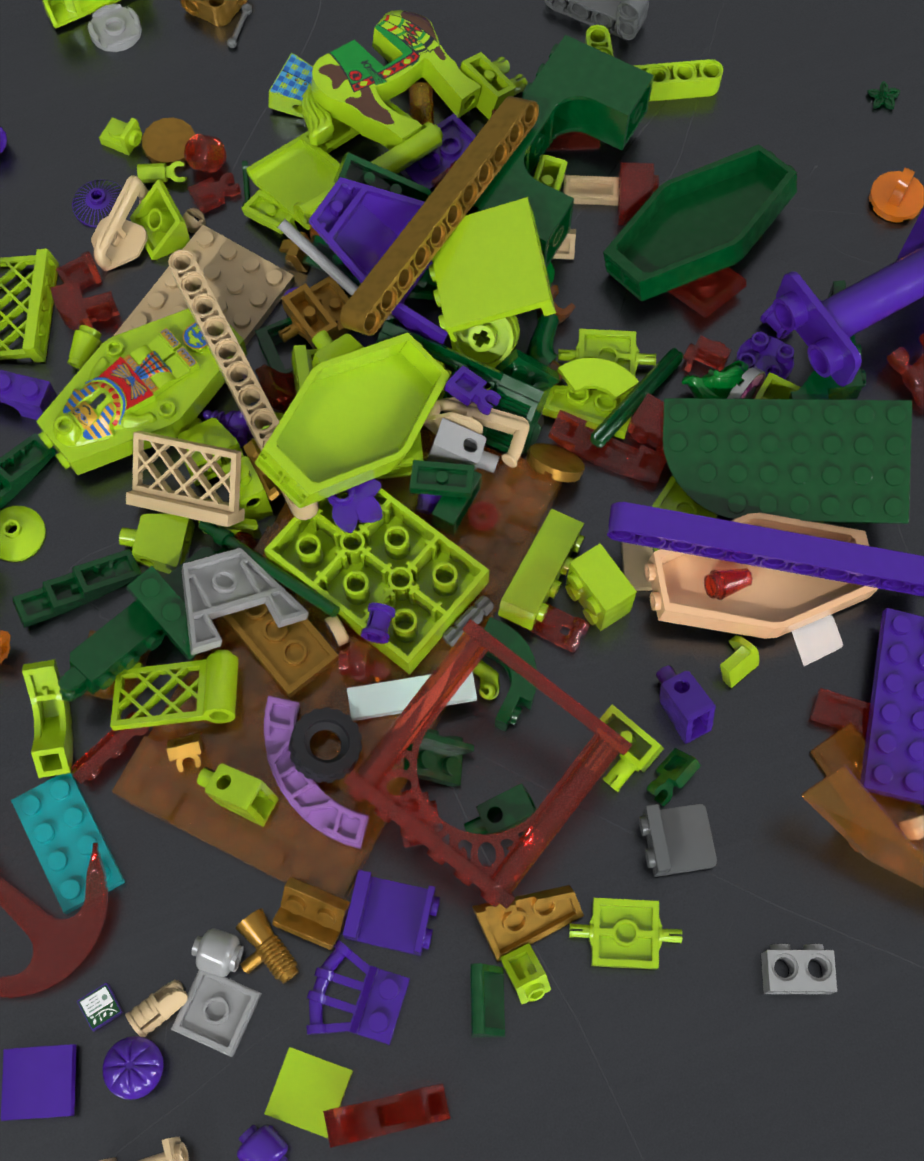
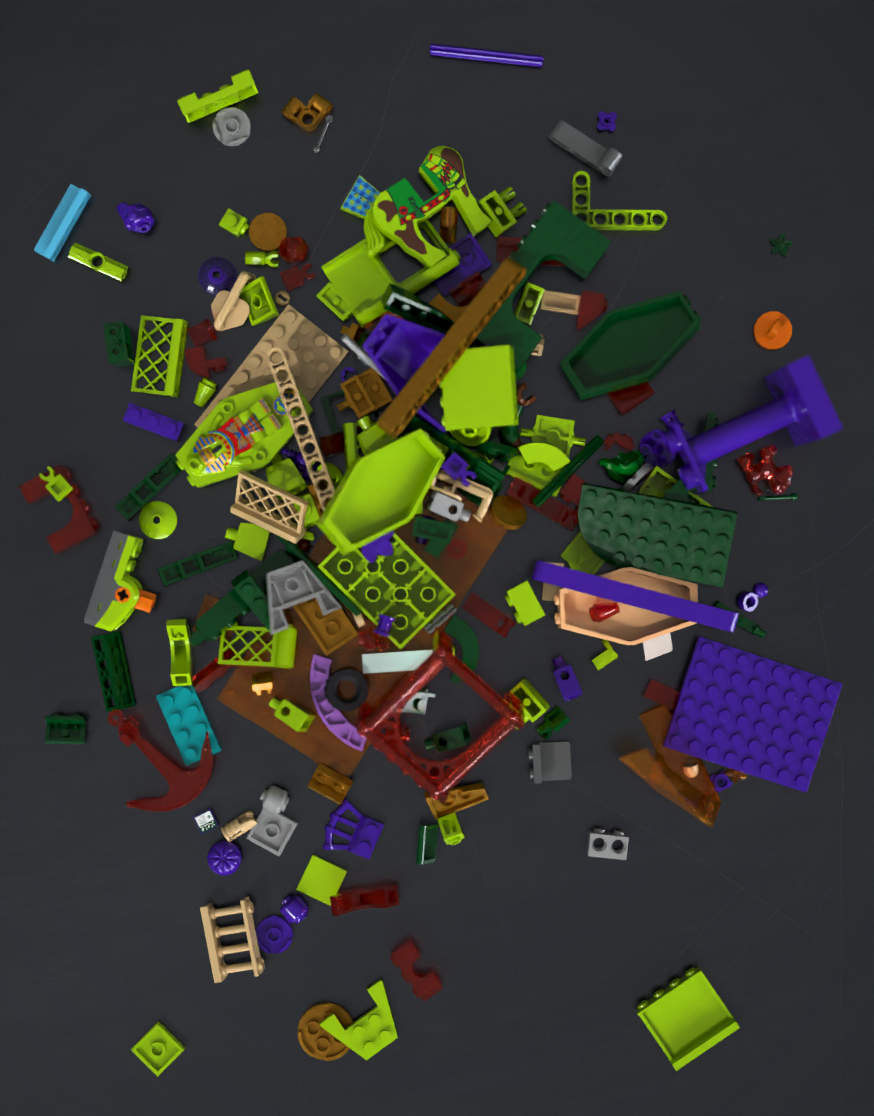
camera: 10 degrees right, 20 degrees up
(38, 1082) = (170, 859): dark purple slope -> none
(246, 182) = (320, 258): dark green hinge -> none
(268, 947) = (304, 799): pearl gold piece -> none
(391, 914) = (377, 786): dark purple panel -> none
(540, 570) = (490, 585): lime brick -> none
(625, 933) = (511, 812): lime plate -> none

